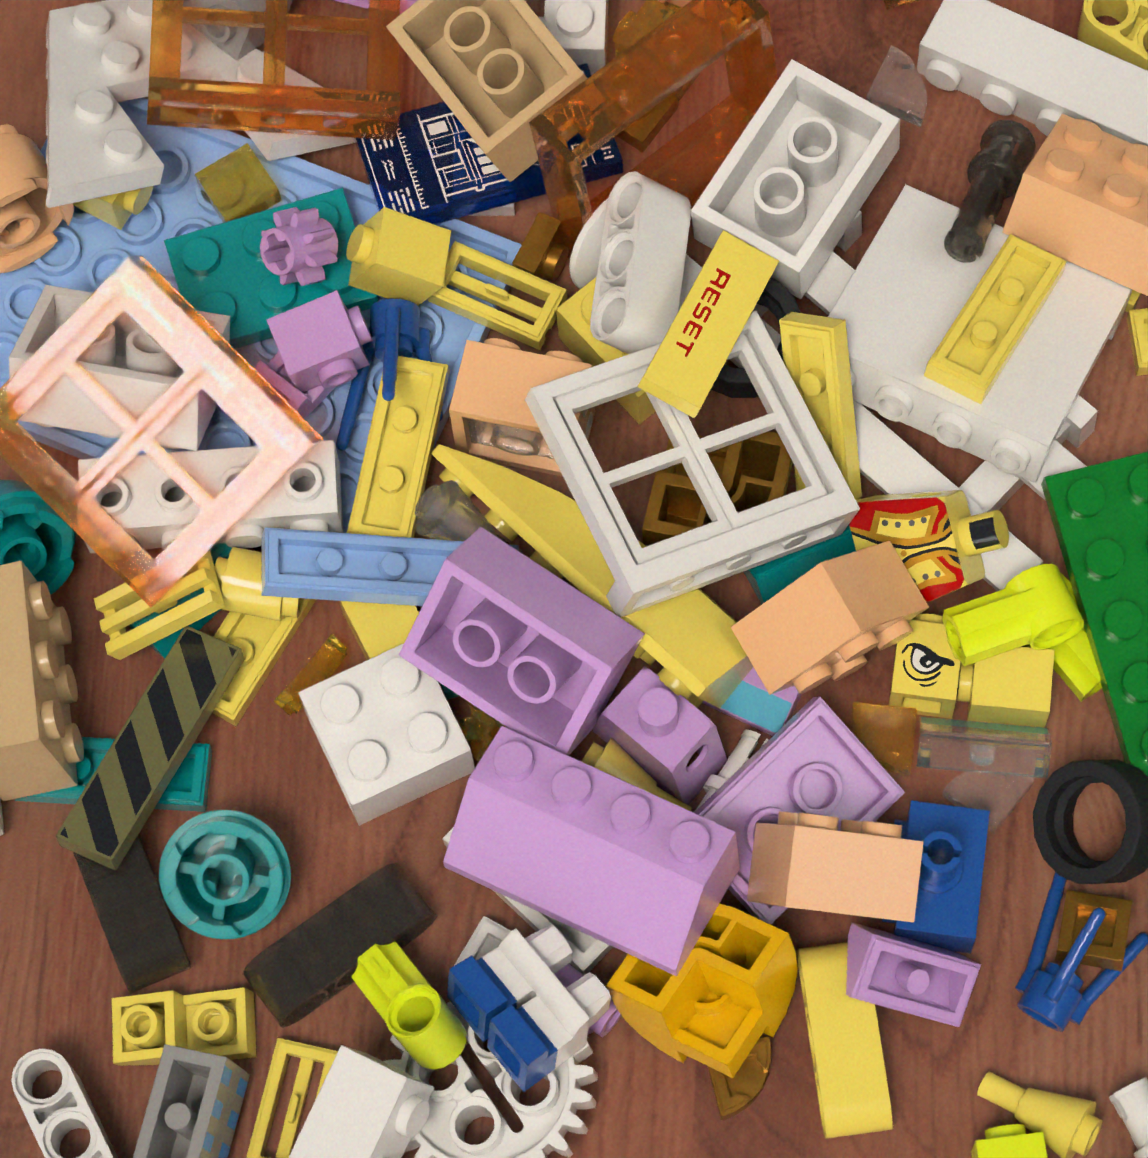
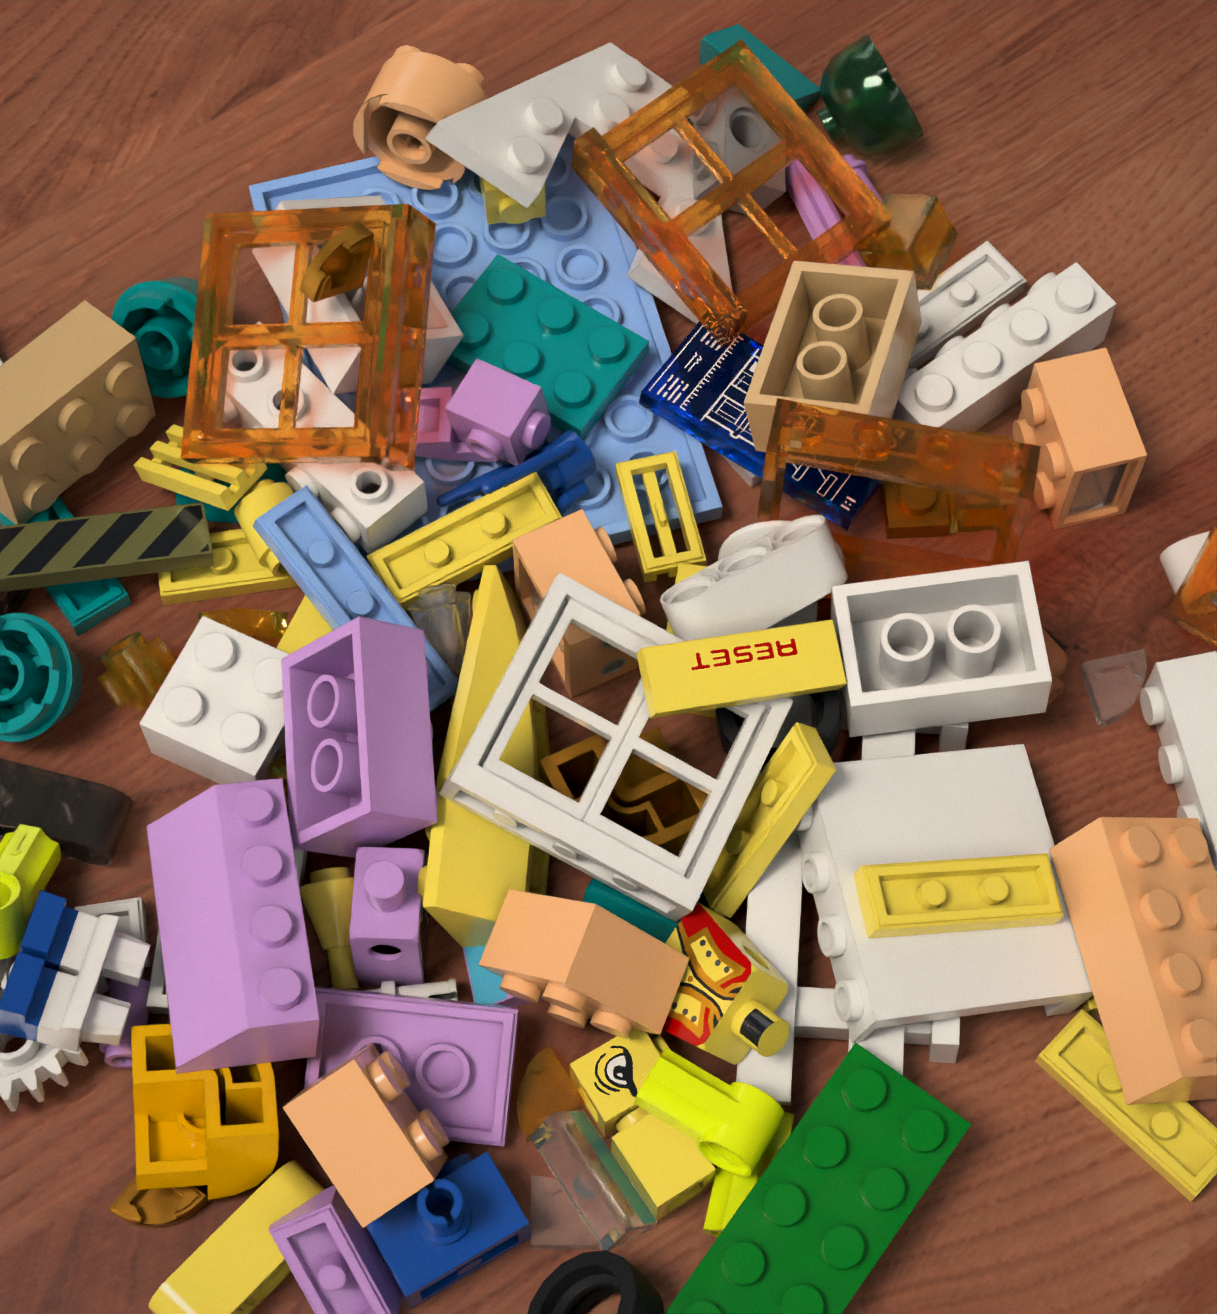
camera: 45 degrees right, 5 degrees down
(125, 350) = (339, 264): none -> pearl gold tile
(238, 185) = (590, 271): clear yellow tile -> none
(291, 780) = (136, 670): none -> clear yellow gear
(299, 246) = (559, 337): lavender gear -> none
(398, 256) = (619, 416): light yellow brick -> none
(543, 249) = (722, 517): pearl gold plate -> none
(992, 178) = (1072, 809): clear smoke pin -> none

